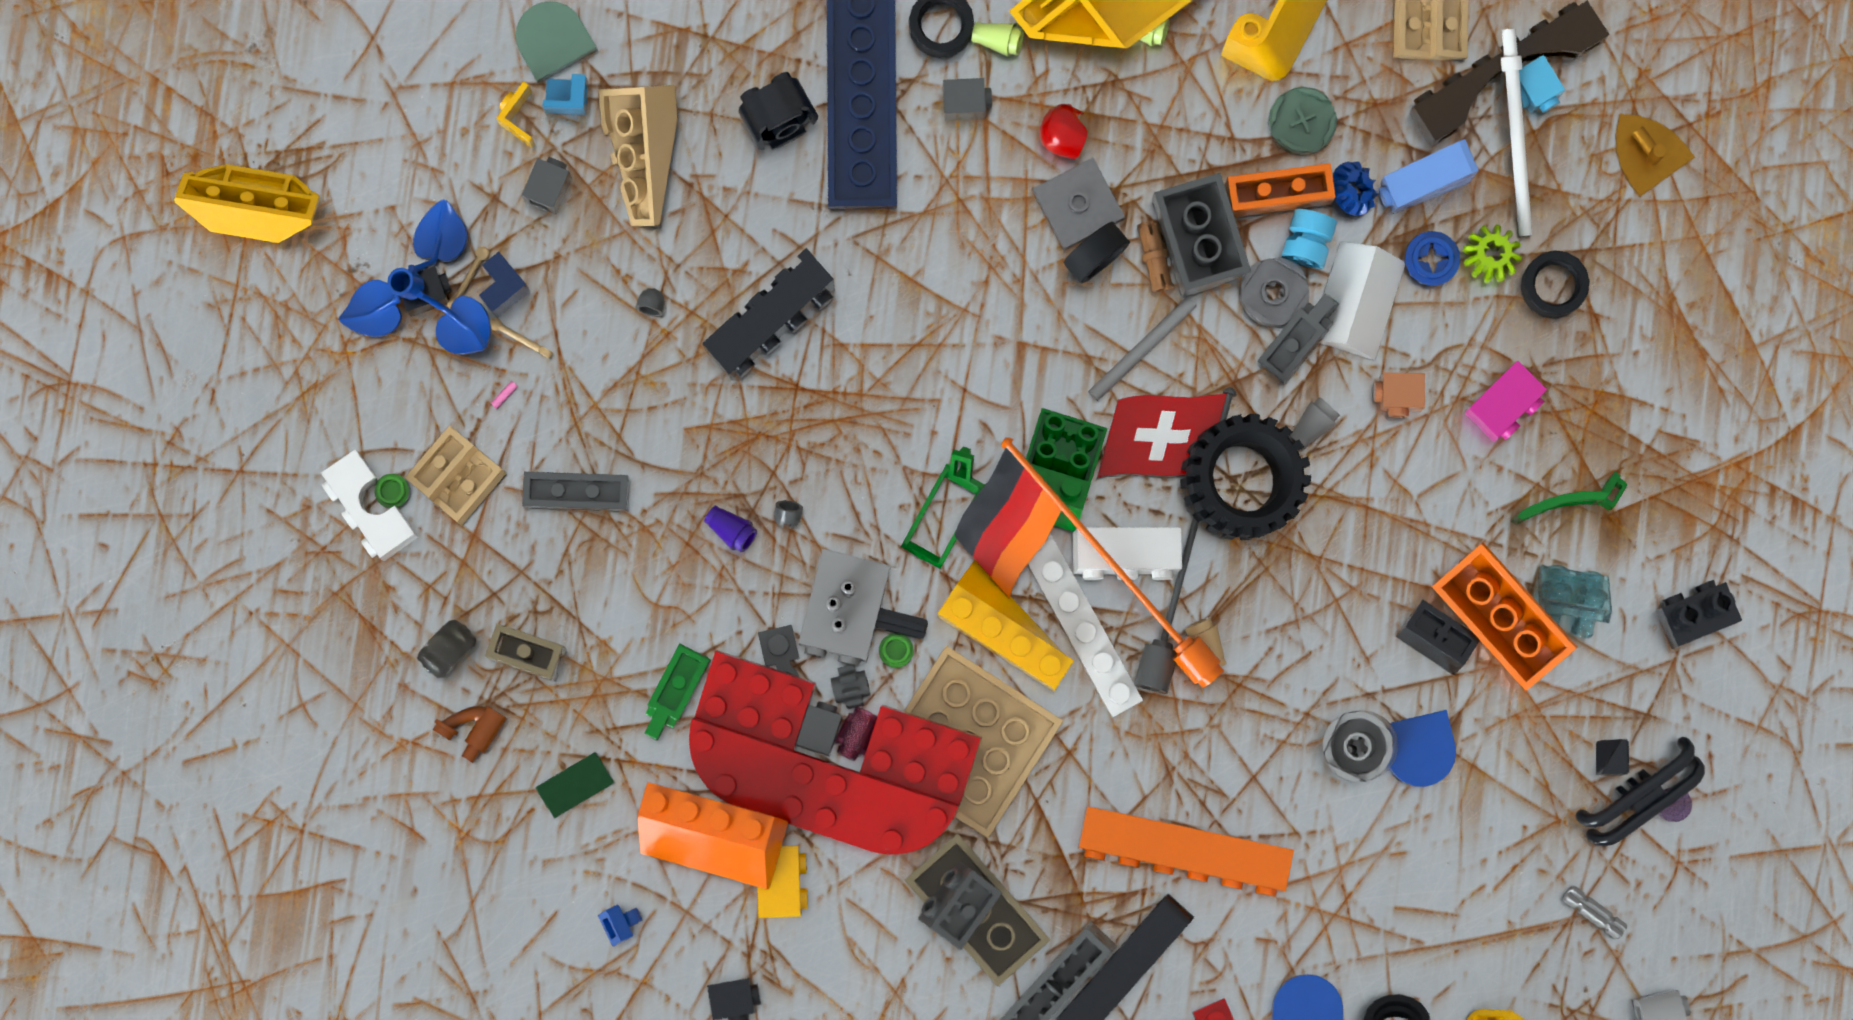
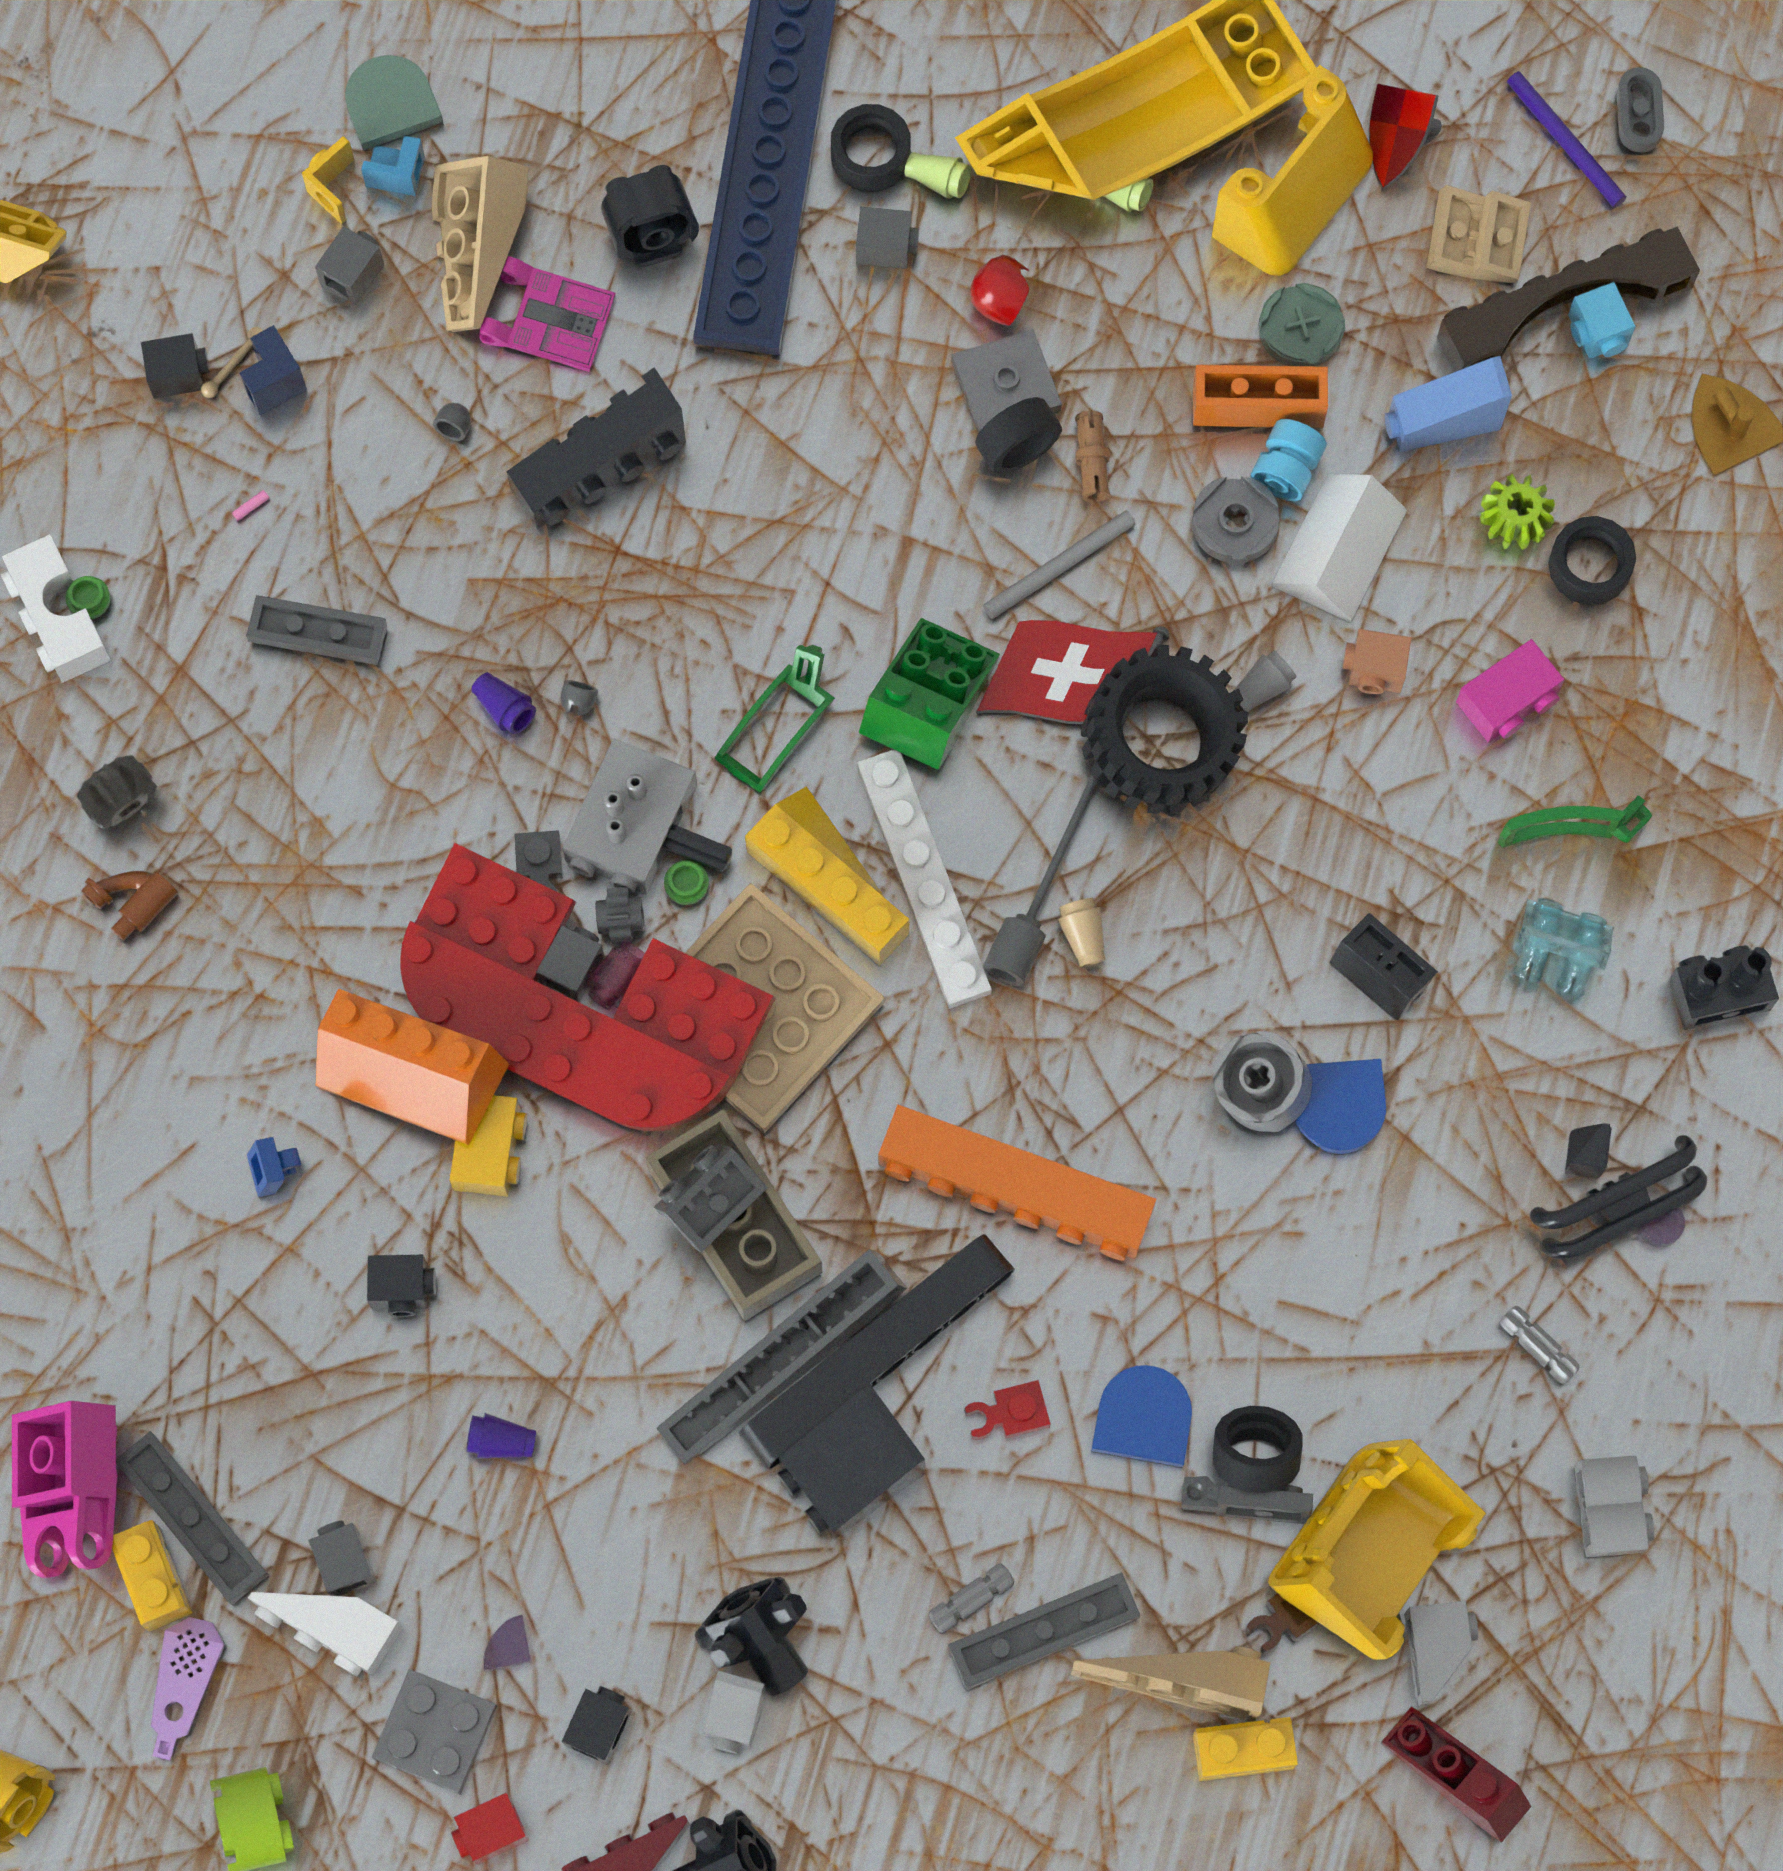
camera: 10 degrees right, 10 degrees down
(374, 304) = (110, 378): blue plant -> none
(455, 475) = (171, 591): tan slope -> none
(496, 324) = (256, 421): tan hinge -> none
(525, 652) = (214, 810): dark tan brick -> none
(574, 785) = (247, 986): dark green slope -> none
(675, 690) = (396, 889): green hinge -> none
(717, 203) = (555, 319): none -> dark pink flag
(1015, 519) = (859, 740): flag -> none
(1132, 548) = (999, 801): white brick -> none
(1201, 234) = (1152, 433): dark grey slope -> none
(1298, 338) = (1258, 576): dark grey hinge -> none
(1346, 195) = (1344, 415): blue gear -> none
(1442, 246) = (1456, 498): blue gear -> none
(1504, 616) = (1472, 945): orange slope -> none
(1511, 64) = (1571, 286): white bar -> none

